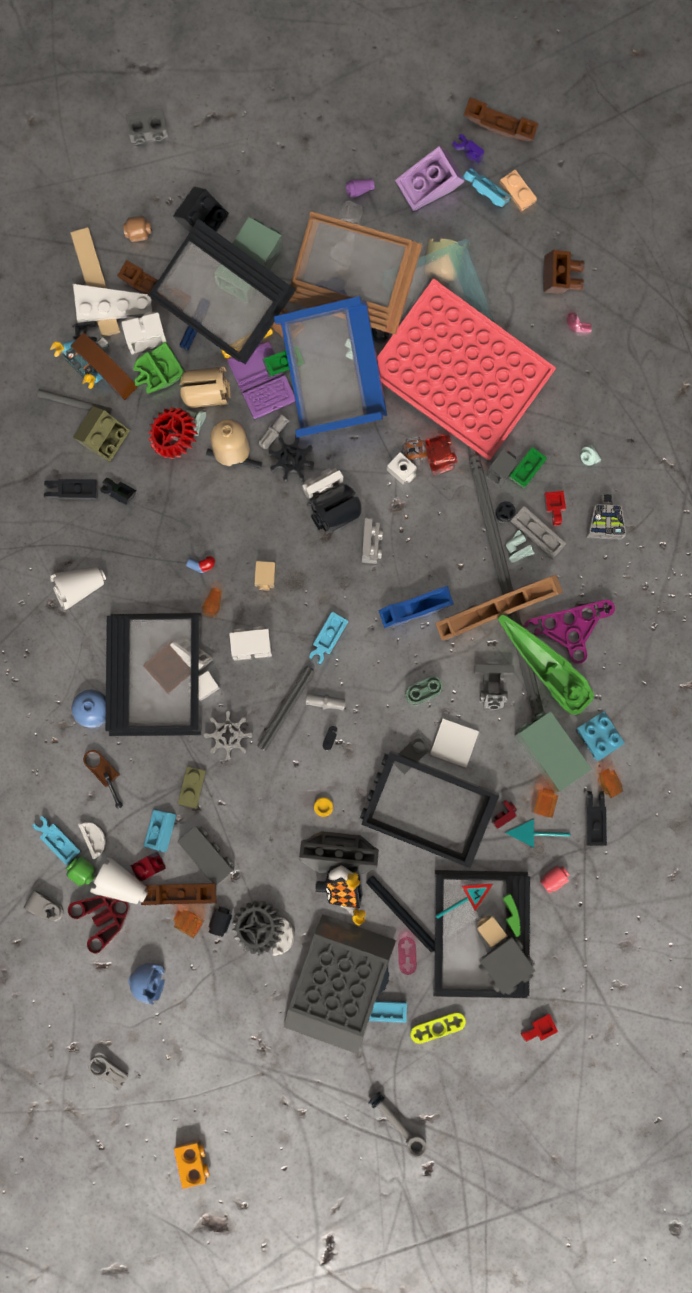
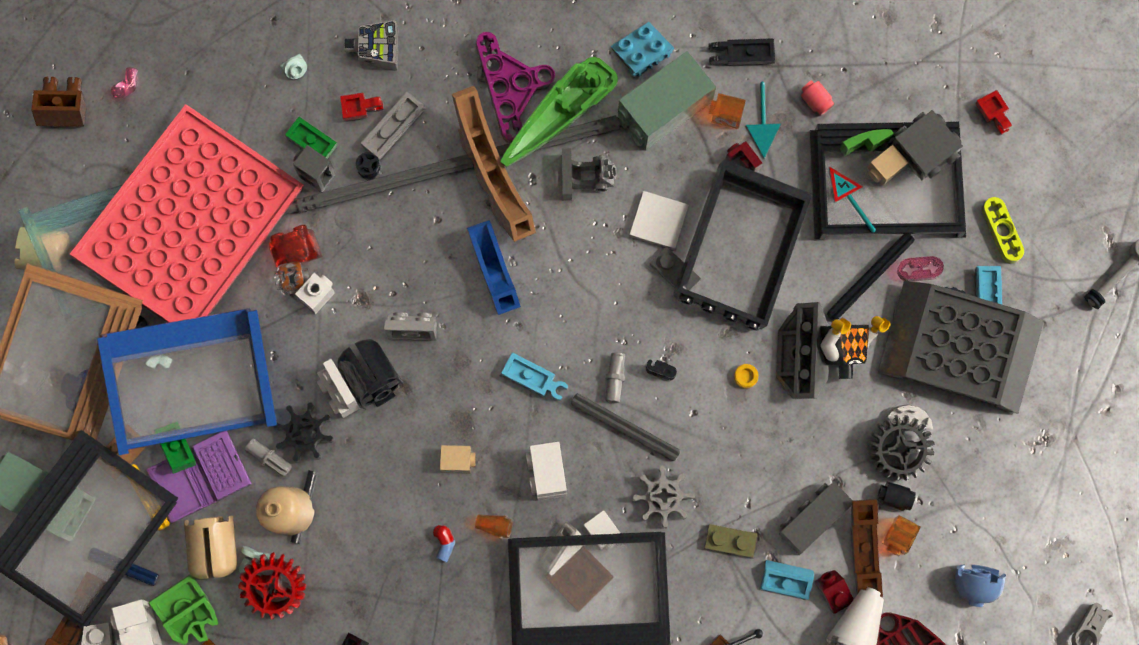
camera: 90 degrees left, 5 degrees down
(423, 690) = (597, 257): sand green brick -> none
(511, 546) = (409, 158): light aqua piece -> none
(610, 783) = (698, 35): clear orange brick -> none

